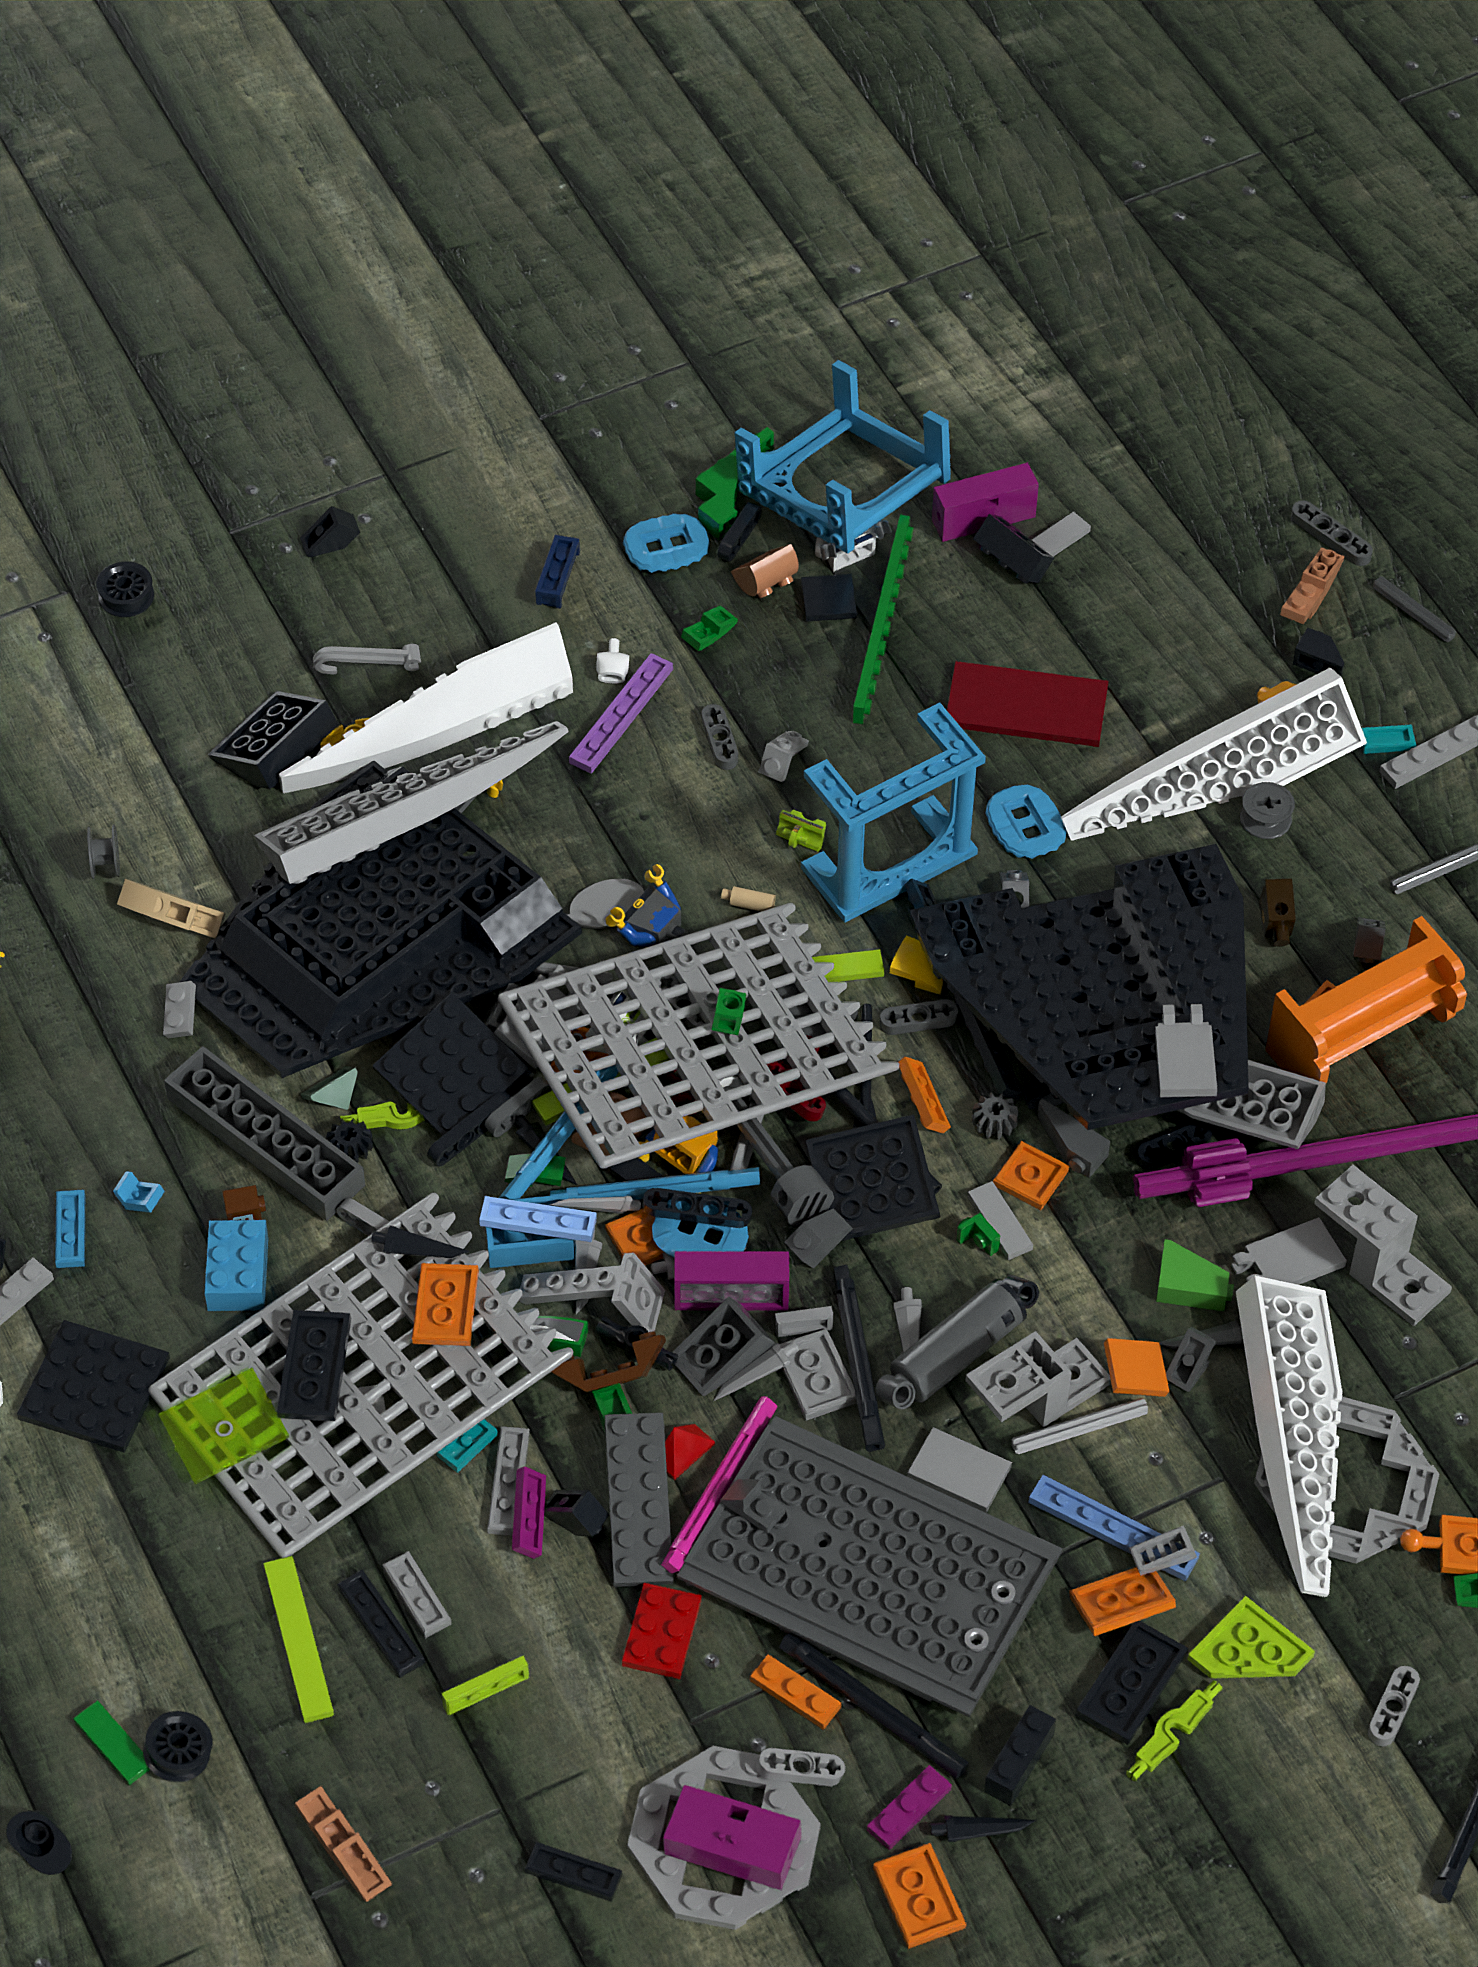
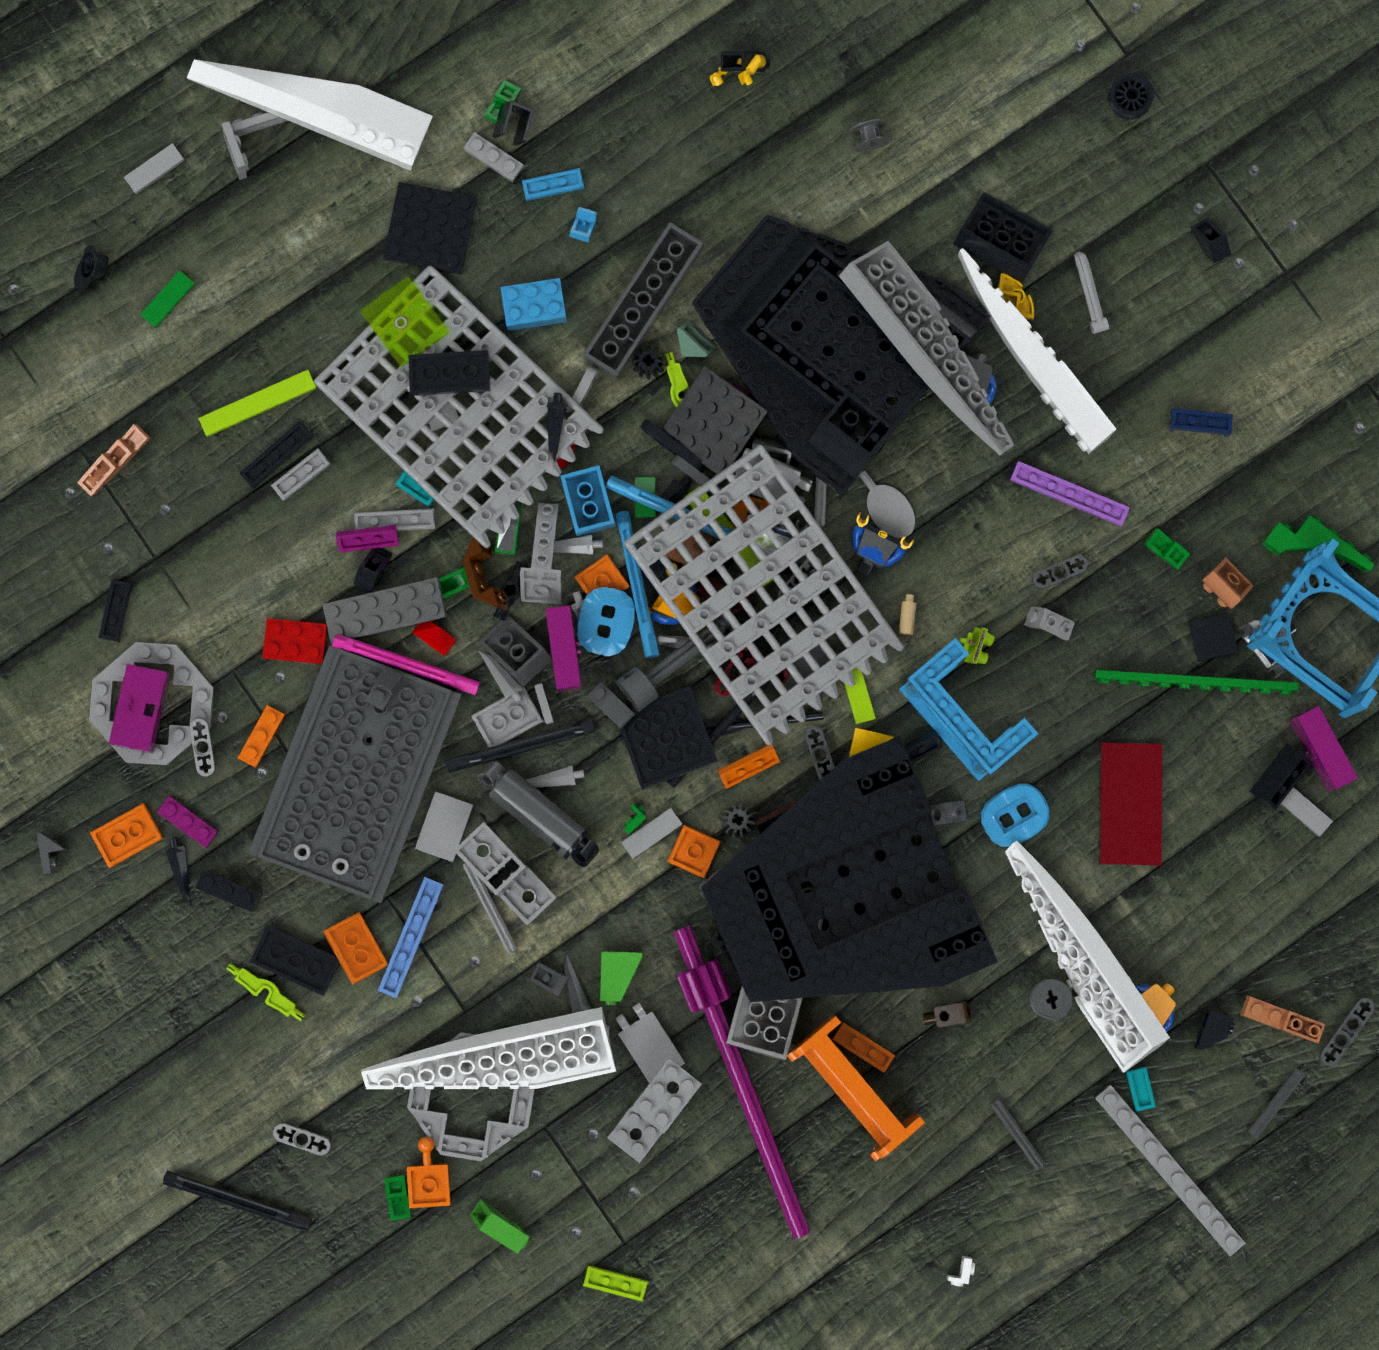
camera: 85 degrees right, 30 degrees up
(170, 908) = (829, 189): tan slope -> none
(179, 1009) = (743, 220): light grey plate -> none
(195, 1746) = (147, 345): black wheel -> none
(243, 1203) = (583, 299): reddish brown brick -> none
(445, 1304) = (508, 453): orange tile -> none
(485, 1685) = (235, 531): lime tile -> none
(538, 1219) = (585, 505): light blue plate -> none
(606, 1204) = (619, 563): light grey bar -> none
(612, 665) = (1117, 480): white piece -> none
(661, 530) = (1262, 496): dark azure piece -> none
(697, 1203) = (619, 616): black beam -> none
(728, 1011) = (768, 618): green brick -> none
(739, 532) = (1266, 558): black beam -> none
(874, 1705) = (254, 792): black piece -> none
(1136, 1367) = (539, 941): orange tile -> none
(1168, 1538) = (392, 991): light grey slope -> none
(1185, 1055) = (768, 953): light grey tile -> none
(1250, 1645) = (332, 1038): lime plate -> none
(1369, 939) = (941, 1085): dark grey slope -> none

